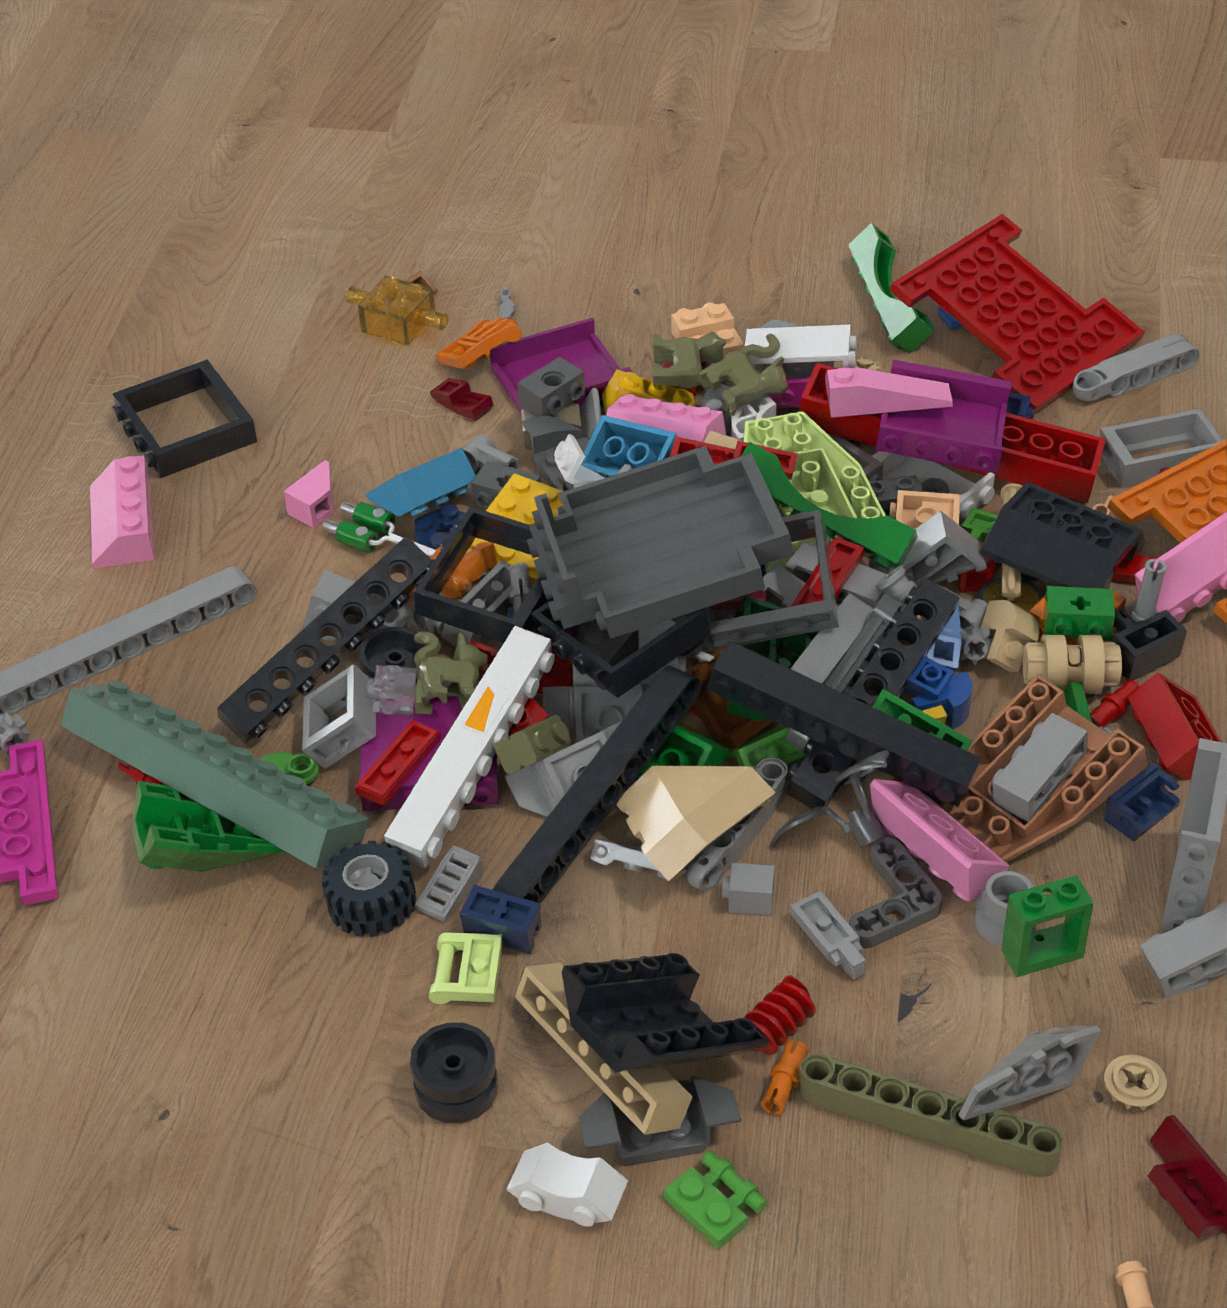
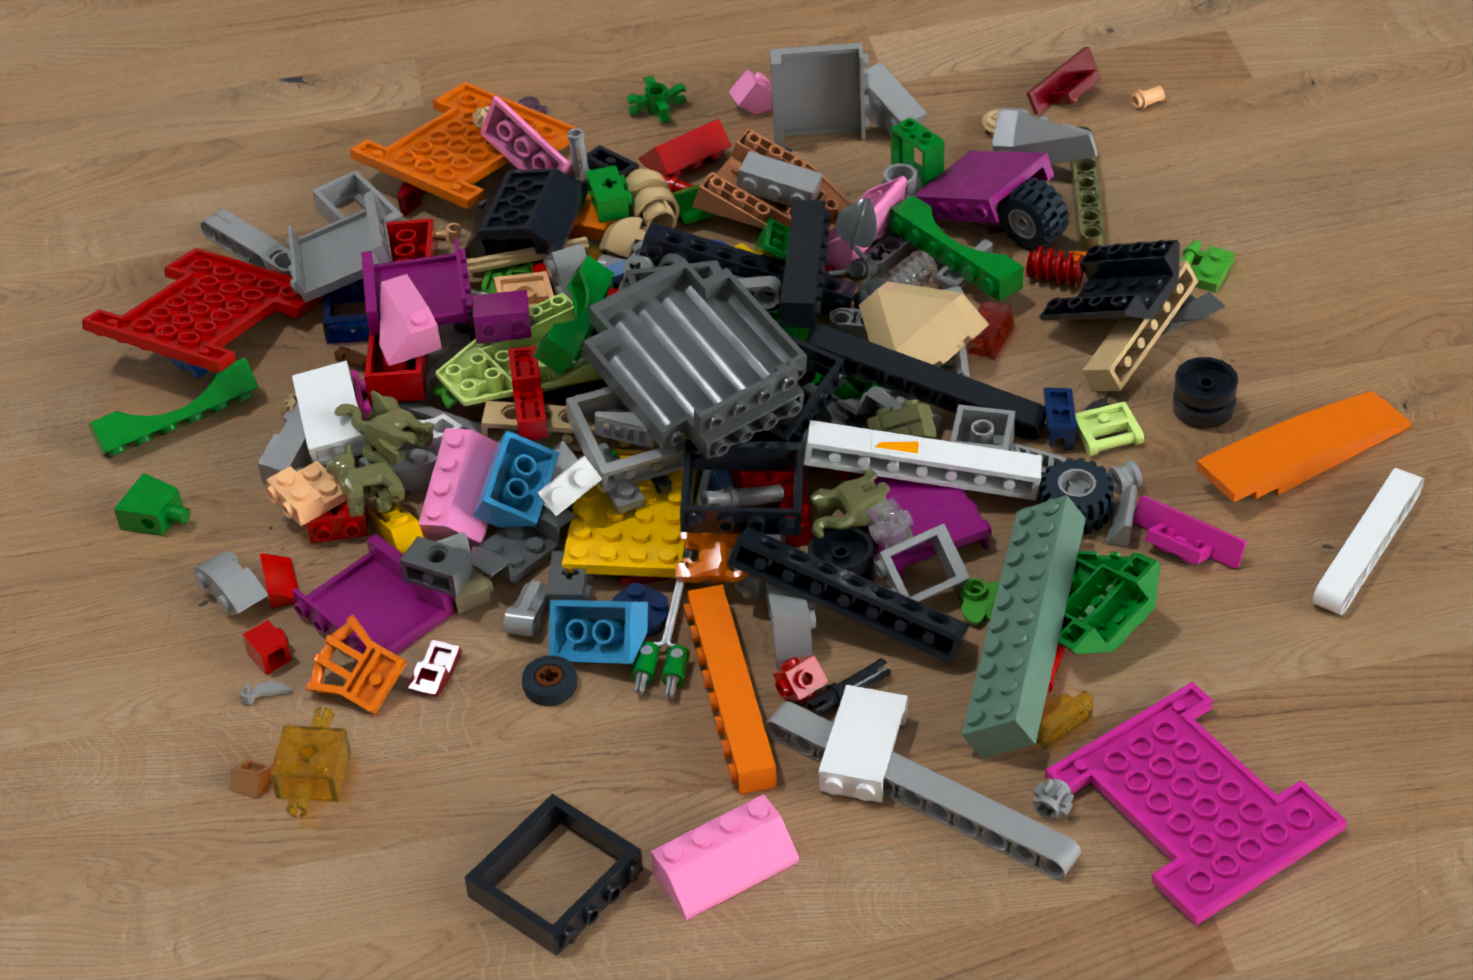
camera: 110 degrees left, 0 degrees up
(101, 779) = (1063, 717): none -> clear yellow panel
(133, 1147) = (1368, 541): none -> white beam
(173, 623) = (862, 743): none -> white panel
(245, 632) = (834, 691): none -> black pin
(248, 962) = (1186, 535): none -> dark pink bracket
(272, 602) = (799, 678): none -> red brick
(277, 557) = (731, 690): none -> orange brick
(311, 496) = (632, 715): bright pink slope -> none
(315, 1153) = (1301, 447): none -> orange slope
(319, 931) = (1122, 518): none -> light grey slope
(375, 949) = (1125, 476): none -> light grey wheel
(397, 457) = (549, 693): none -> black bush
(397, 763) = (954, 510): red tile -> none
(498, 827) = (984, 427): none -> light grey brick
(547, 306) = (267, 646): none -> red brick
(567, 1185) = (1248, 320): white brick -> none
(630, 326) = (279, 579): none -> red slope
(634, 292) = (229, 583): none -> light grey brick
(696, 913) = (995, 335): none -> clear red hinge
(766, 267) = (151, 507): none -> green torso
(826, 861) = (913, 270): none -> clear piece
(866, 464) = (501, 316): none -> magenta panel
(871, 1008) = (1033, 214): none -> black wheel
(912, 889) = (988, 271): none -> green arch
(959, 973) = (981, 181): none -> magenta panel
(1067, 397) = (332, 254): none -> light grey panel

